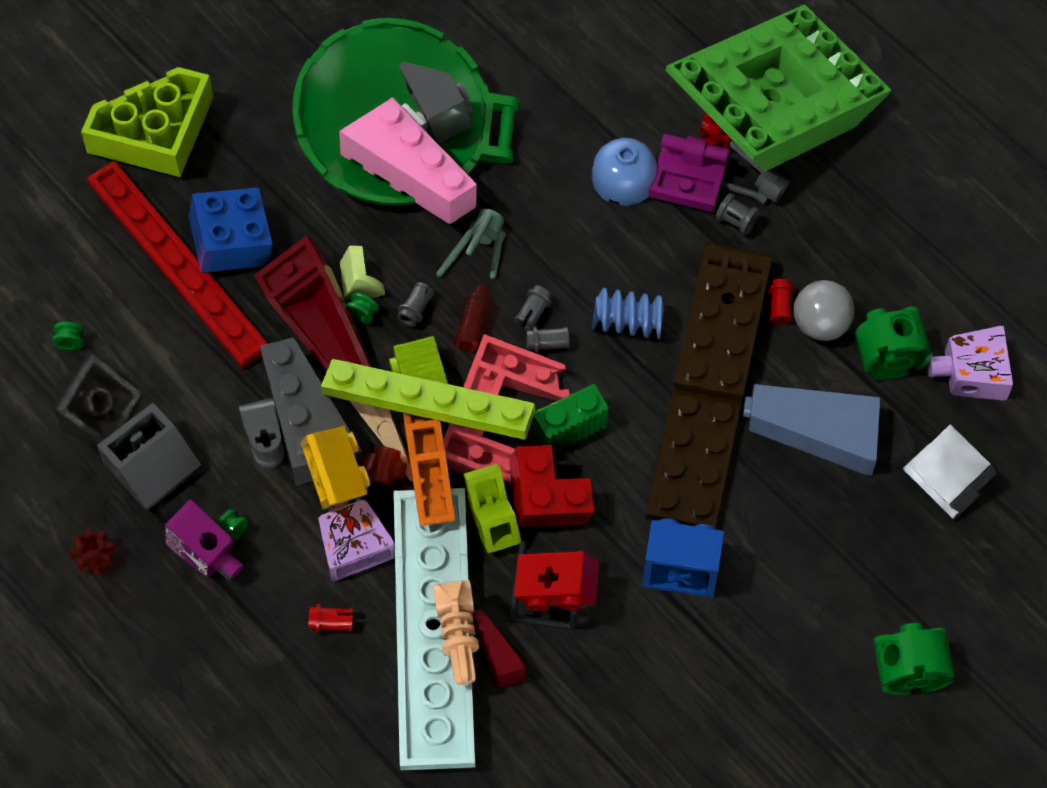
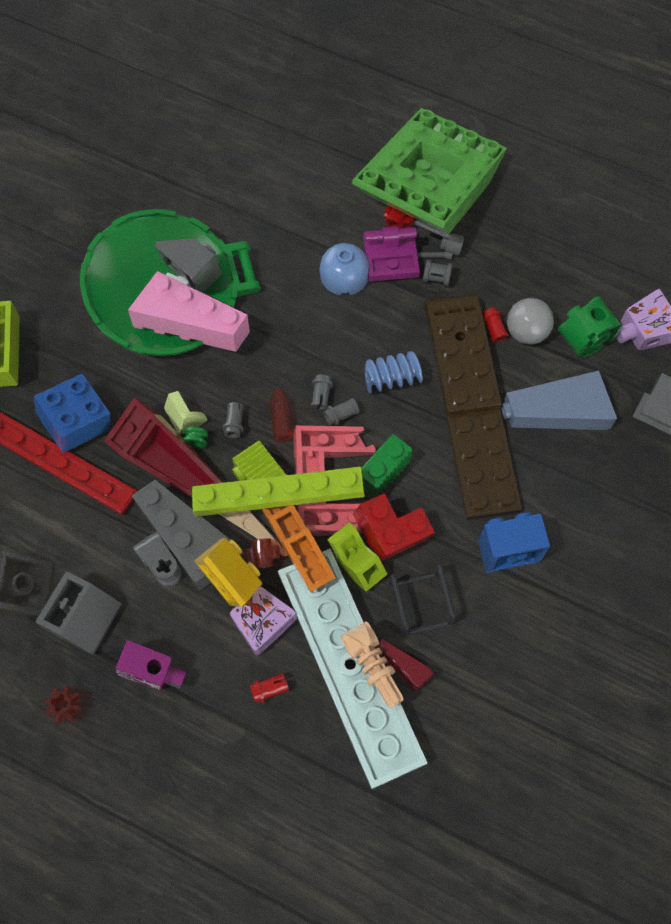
camera: 20 degrees left, 5 degrees up
(232, 524) = (163, 643): green bush -> none
(484, 231) = (262, 347): sand green plant -> none
(556, 580) = (415, 597): red brick -> none

